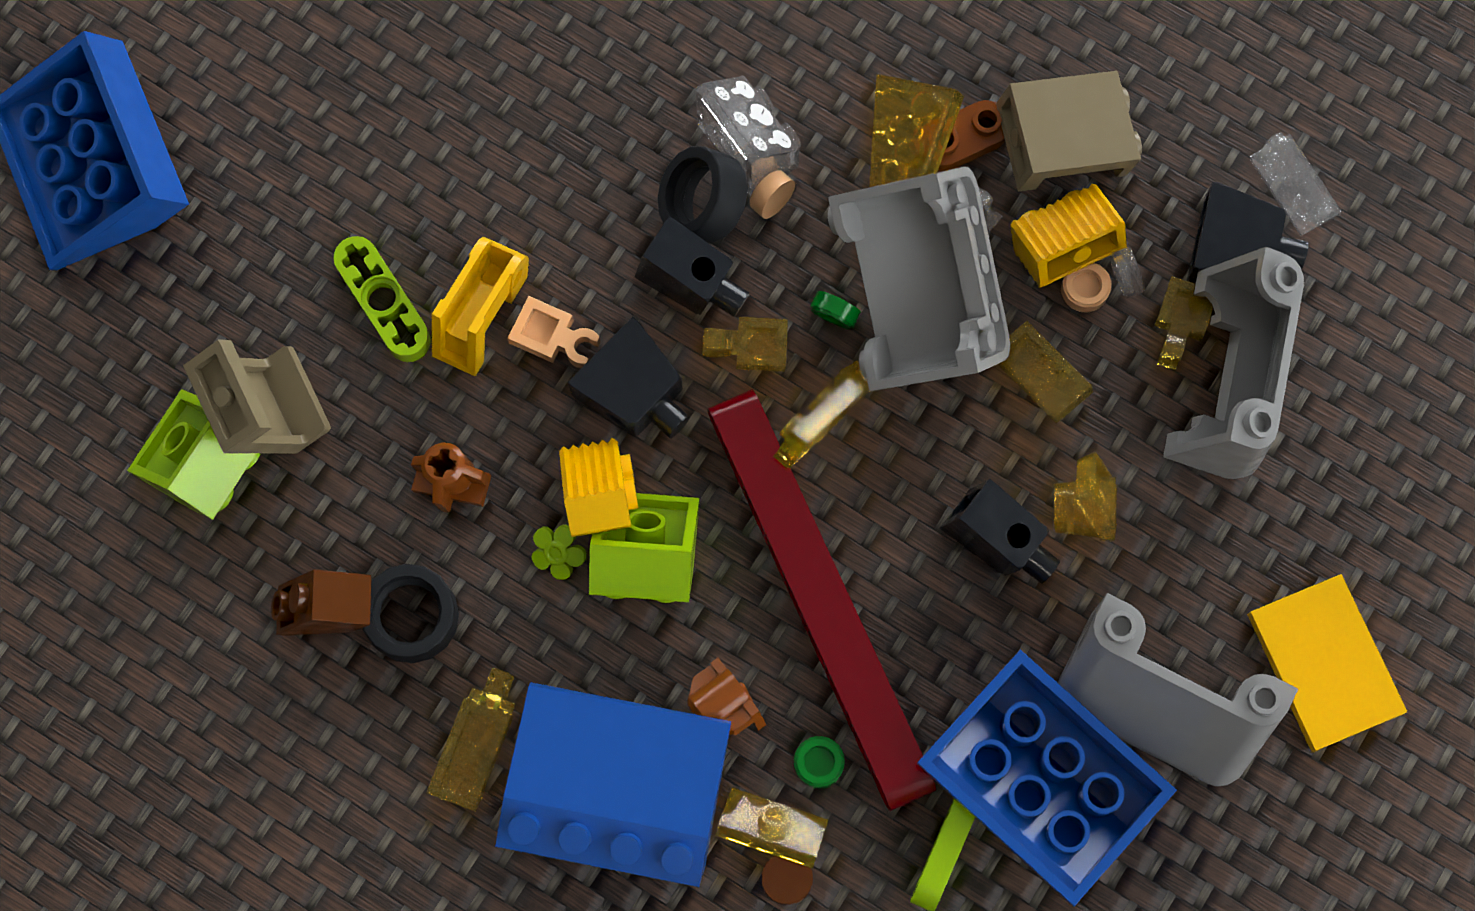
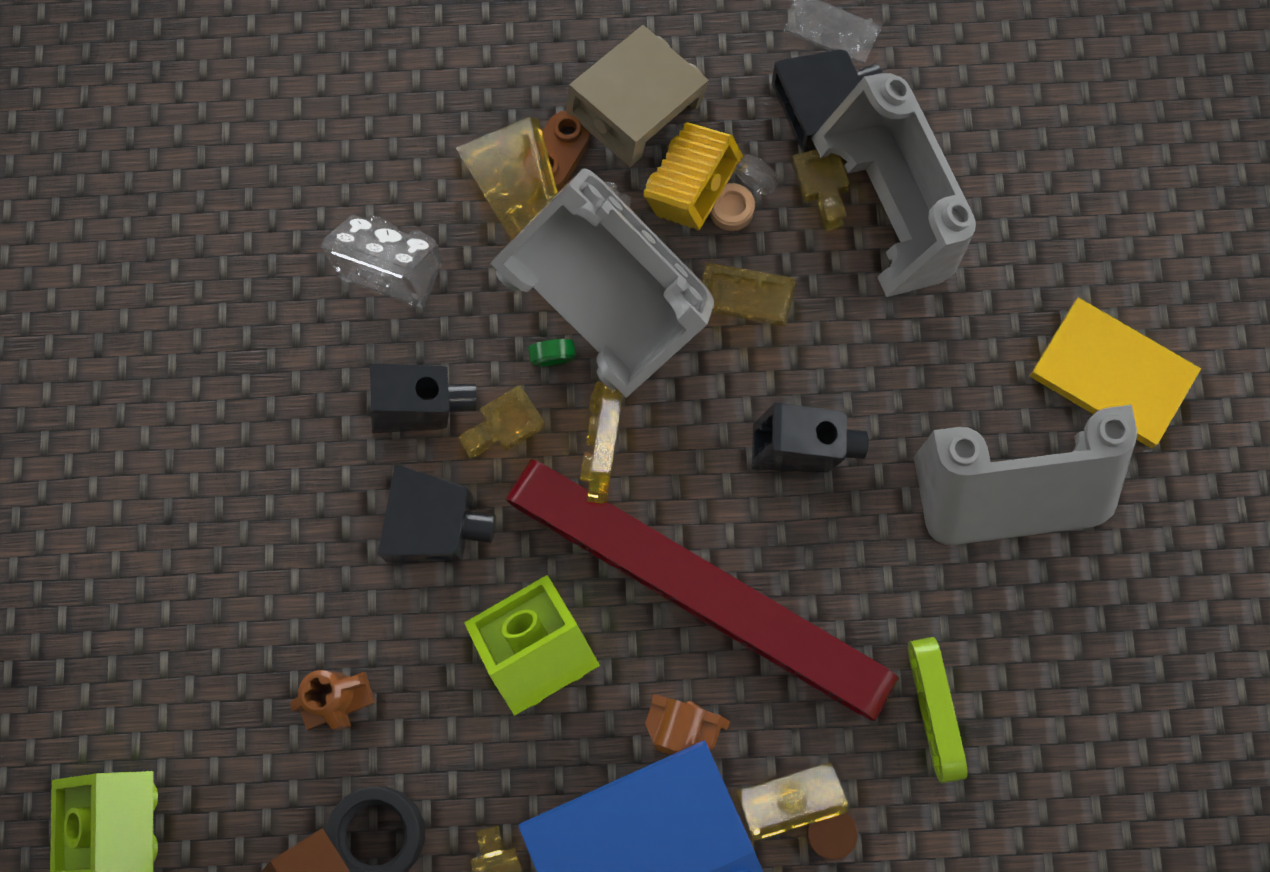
camera: 35 degrees left, 0 degrees up
(257, 401) = (121, 750): dark tan panel -> none
(386, 280) = (193, 581): lime beam -> none
(465, 313) = (253, 541): yellow piece -> none
(547, 331) = (330, 524): light nougat plate -> none
(556, 551) = (463, 697): lime plant -> none
(597, 487) = (462, 624): yellow brick -> none
(726, 197) = (405, 316): black tyre -> none
(772, 194) = (438, 294): light nougat tile -> none
(819, 762) = (790, 721): green tile -> none
(1046, 777) = (980, 609): blue slope -> none
(1089, 503) = (856, 372): clear yellow piece -> none

